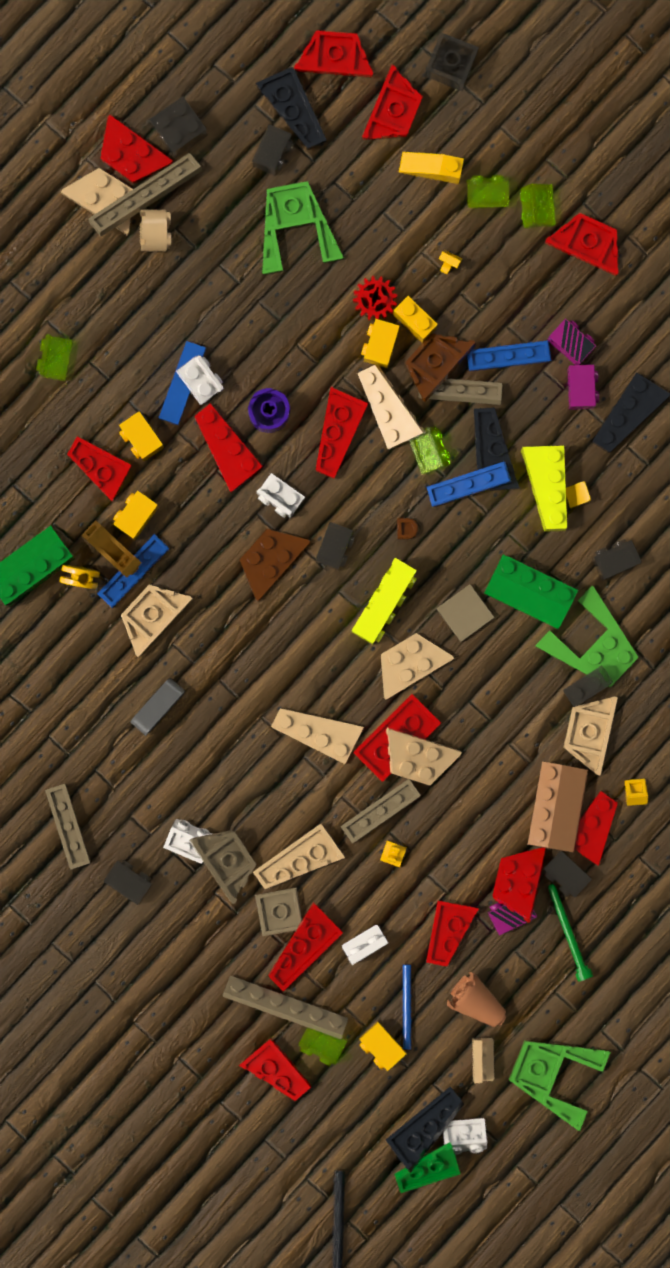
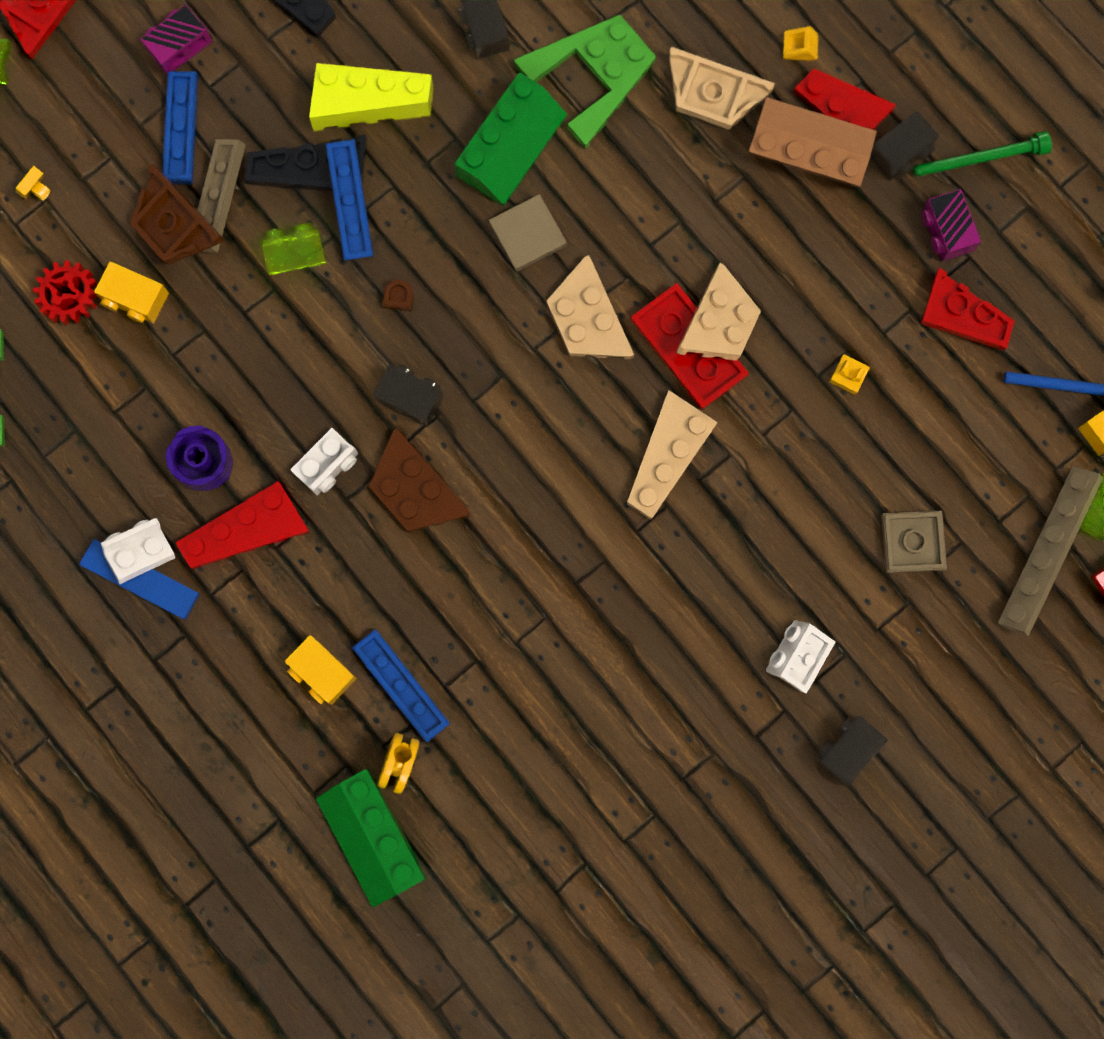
camera: 85 degrees left, 5 degrees down
(54, 357) = (69, 759): clear neon green bracket -> none
(67, 826) = (760, 829): dark tan plate -> none
(100, 466) = (240, 713): red wing -> none
(111, 549) = (366, 710): pearl gold arch -> none
(141, 436) = (206, 648): yellow brick -> none
(152, 615) = (469, 666): tan wing -> none
(157, 706) = (602, 674): dark grey beam -> none
(225, 860) = (836, 605): dark tan wing -> none
(302, 856) = (839, 496): tan wing -> none
(308, 942) = (966, 509): red wing -> none
(339, 428) = (240, 366): red wing -> none
(364, 944) = (975, 427): white bracket -> none
(380, 811) = (788, 382): dark tan plate -> none
(384, 601) = (495, 334): neon yellow wedge -> none
(391, 414) = (234, 291): tan wing -> none
(415, 319) = (105, 241): yellow brick -> none
(476, 1001) = (1065, 288): nougat cone -> none
(519, 881) = (910, 206): red wing -> none
(577, 494) = (386, 57): yellow slope -> none
(582, 387) = (239, 35): magenta brick -> none
(588, 686) = (652, 79): clear smoke brick -> none

